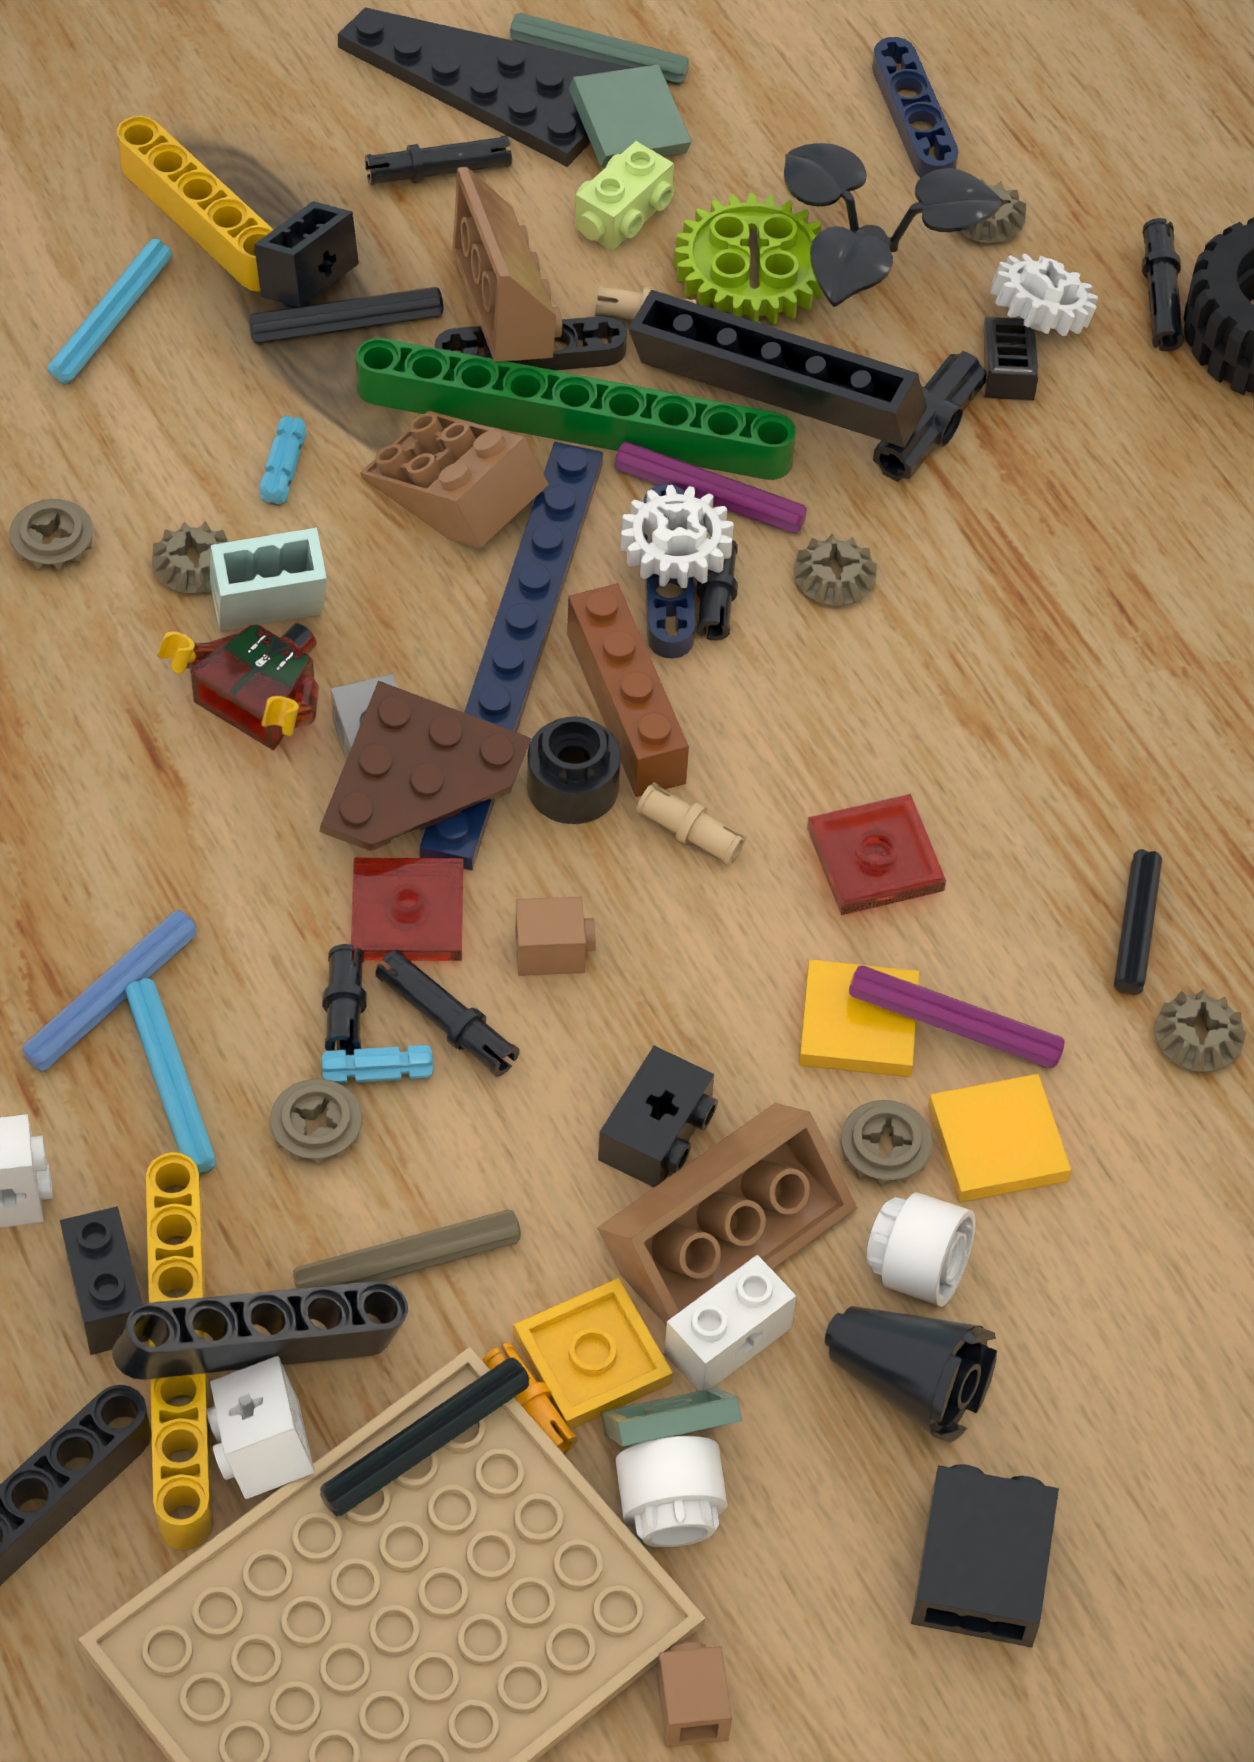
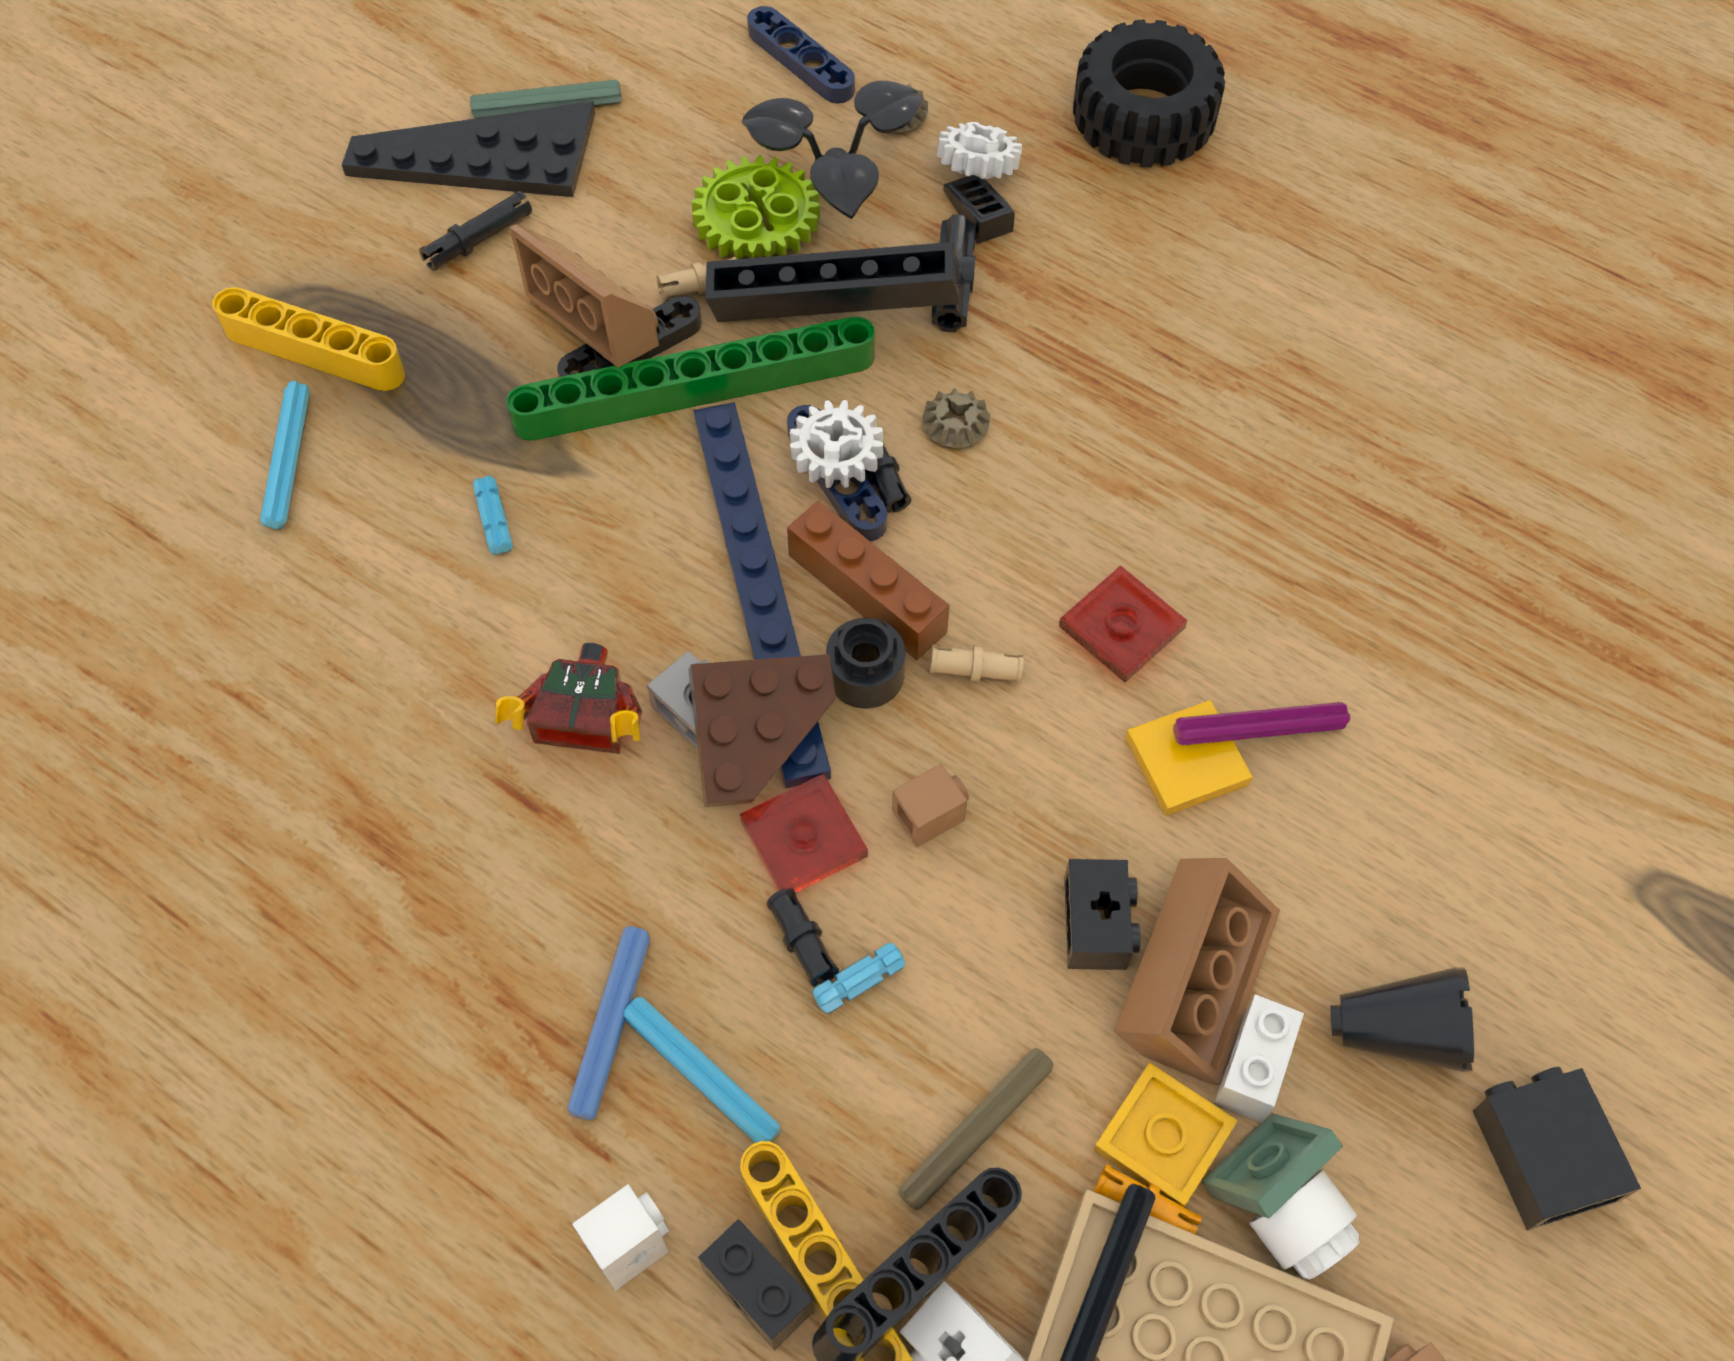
camera: 25 degrees left, 5 degrees up
(41, 520) = (325, 650): dark tan gear -> none
(174, 566) = (463, 642): dark tan gear -> none
(267, 579) = (548, 618): light aqua brick -> none
(306, 254) = (421, 344): black brick -> none
(308, 1100) = (857, 1035): dark tan gear -> none
(346, 314) = (473, 379): black axle -> none
(458, 476) = (638, 468): medium nougat slope -> none
(463, 1026) = (887, 907): black pin -> none
(624, 196) = (633, 201): yellowish green brick -> none
(629, 108) = (601, 139): sand green tile -> none
(726, 492) = (815, 394): magenta axle -> none
(908, 1133) = (1277, 830): dark tan gear -> none
(921, 1246) = (1357, 921): white piece -> none
(999, 1138) = (1344, 802): yellow tile -> none
(1138, 922) = (1333, 587): black axle -> none
(1161, 269) = (1043, 99): black pin -> none
(1178, 1036) = (1422, 664): dark tan gear -> none

